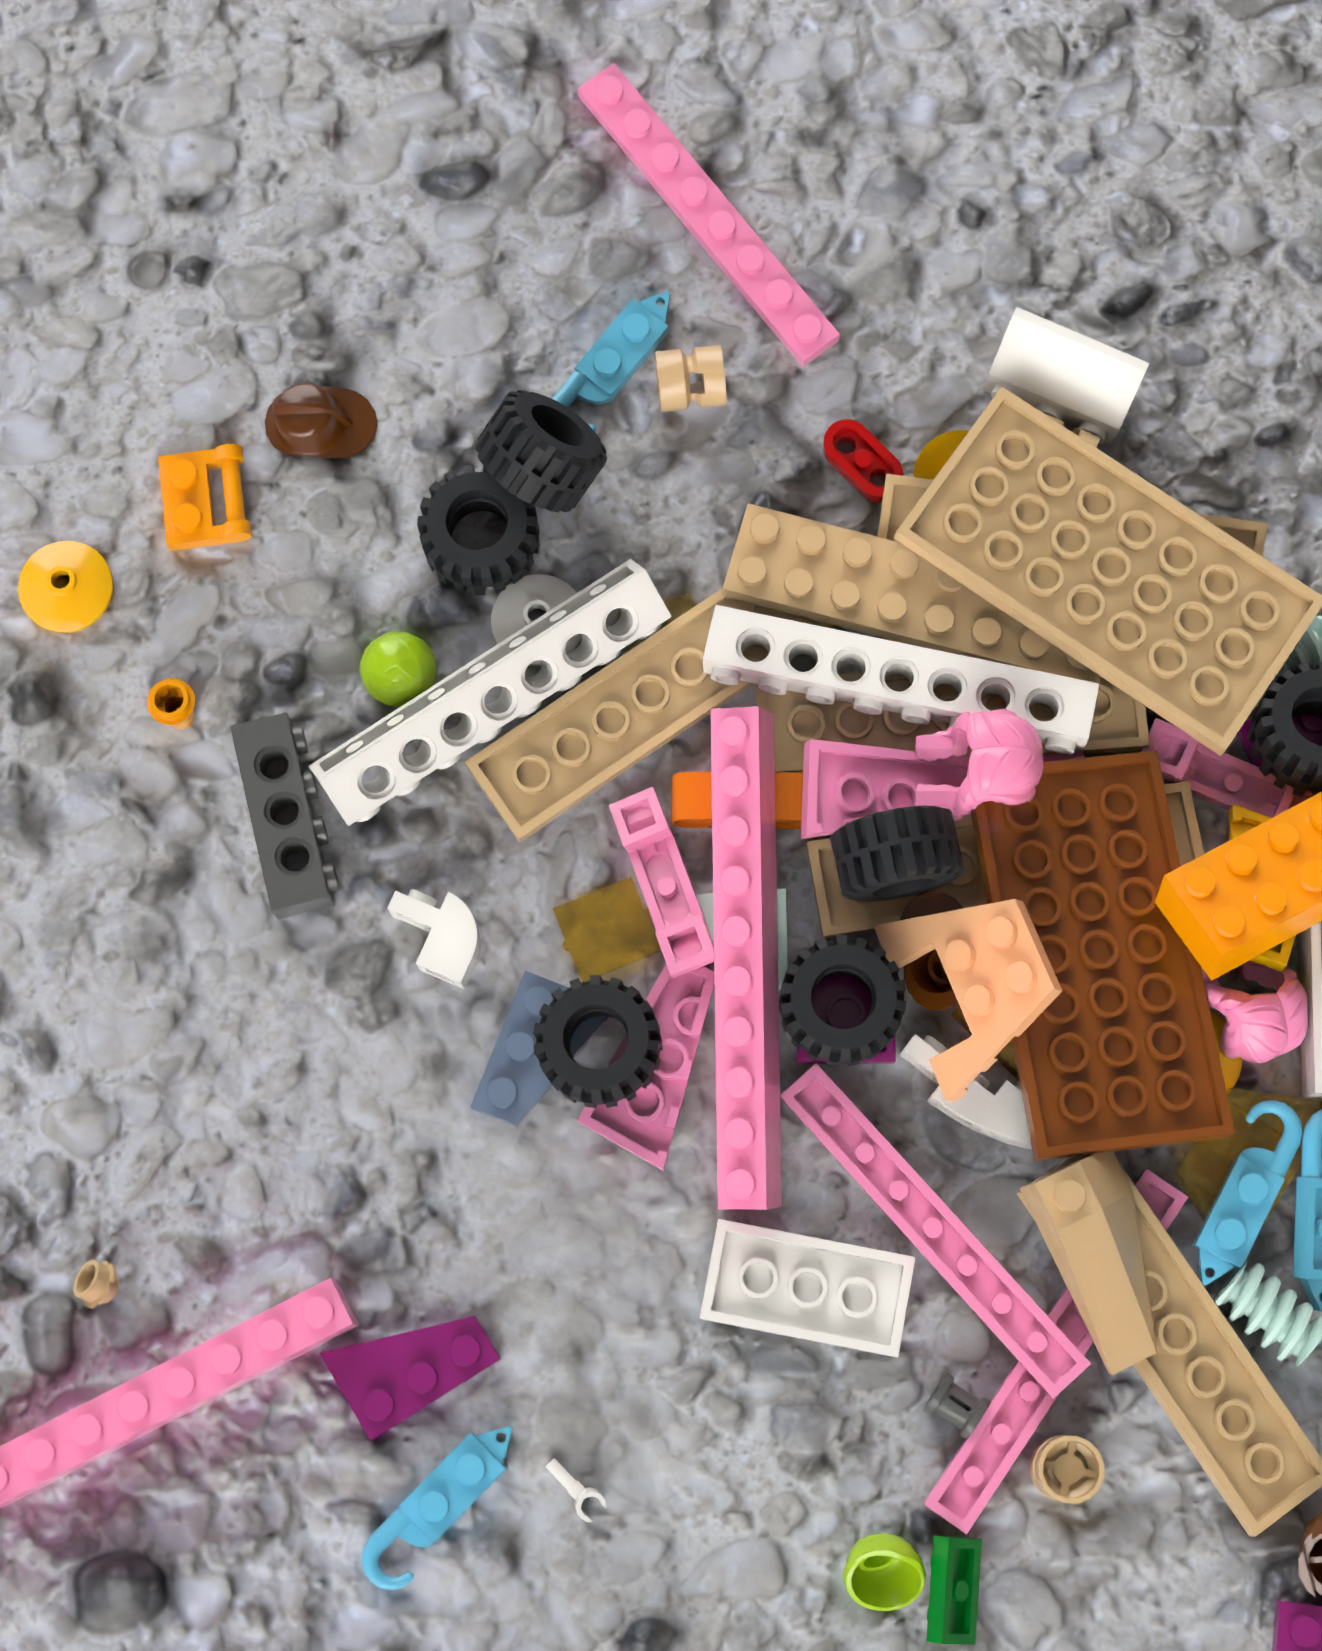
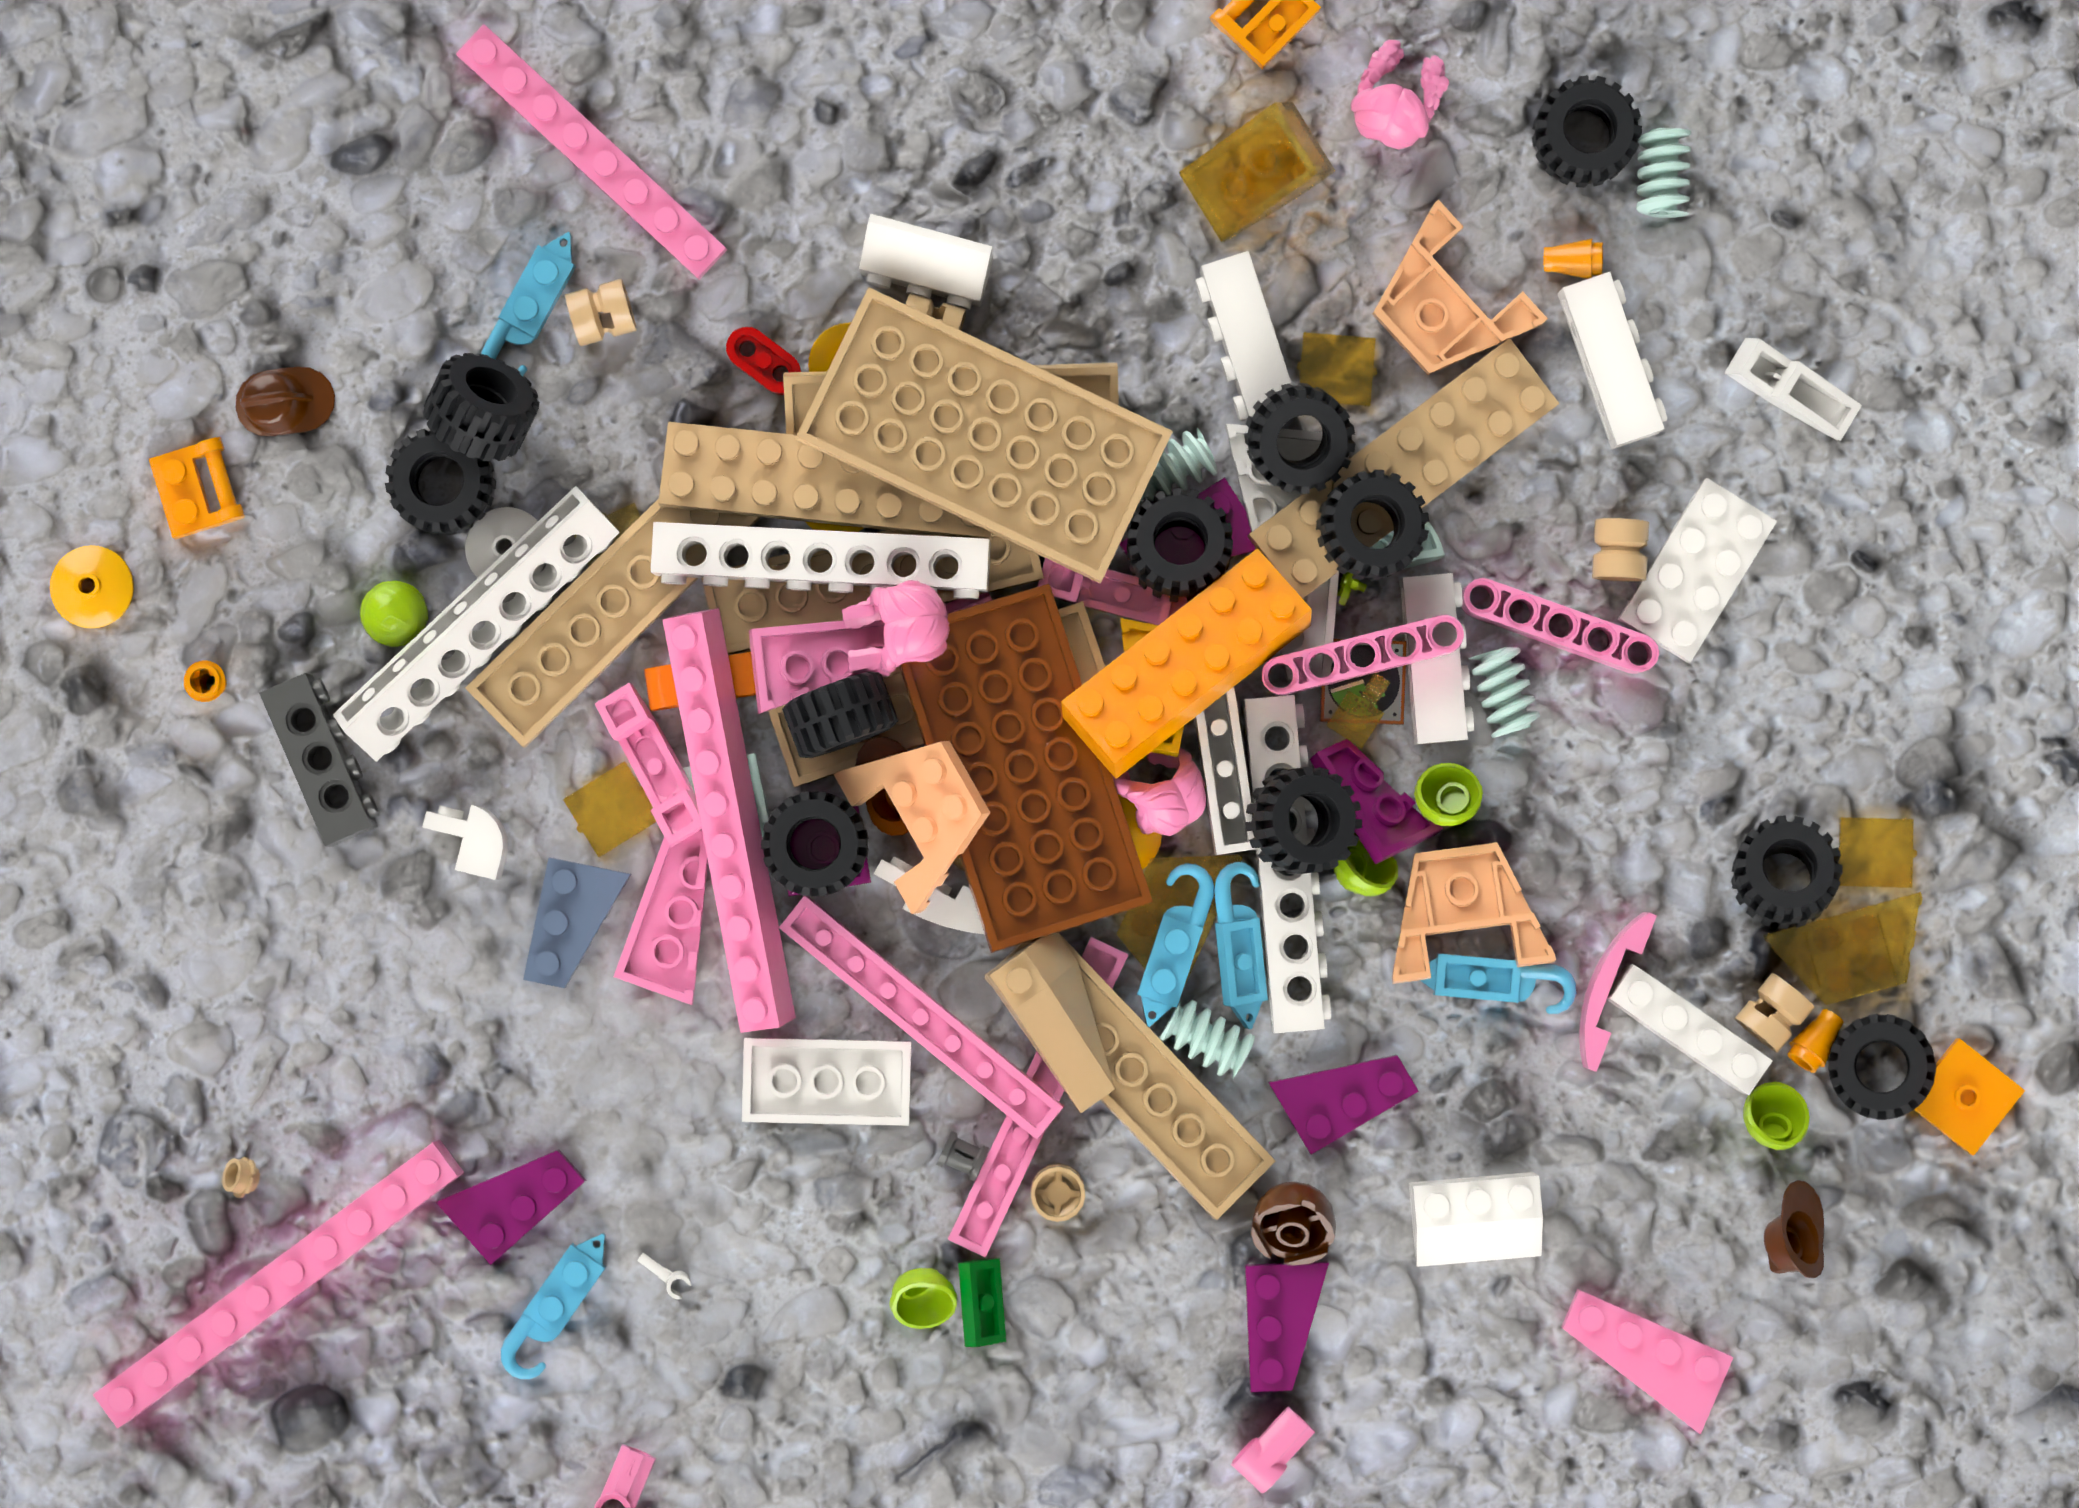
camera: 10 degrees left, 10 degrees up
(588, 1001) = (582, 912): black tyre -> none

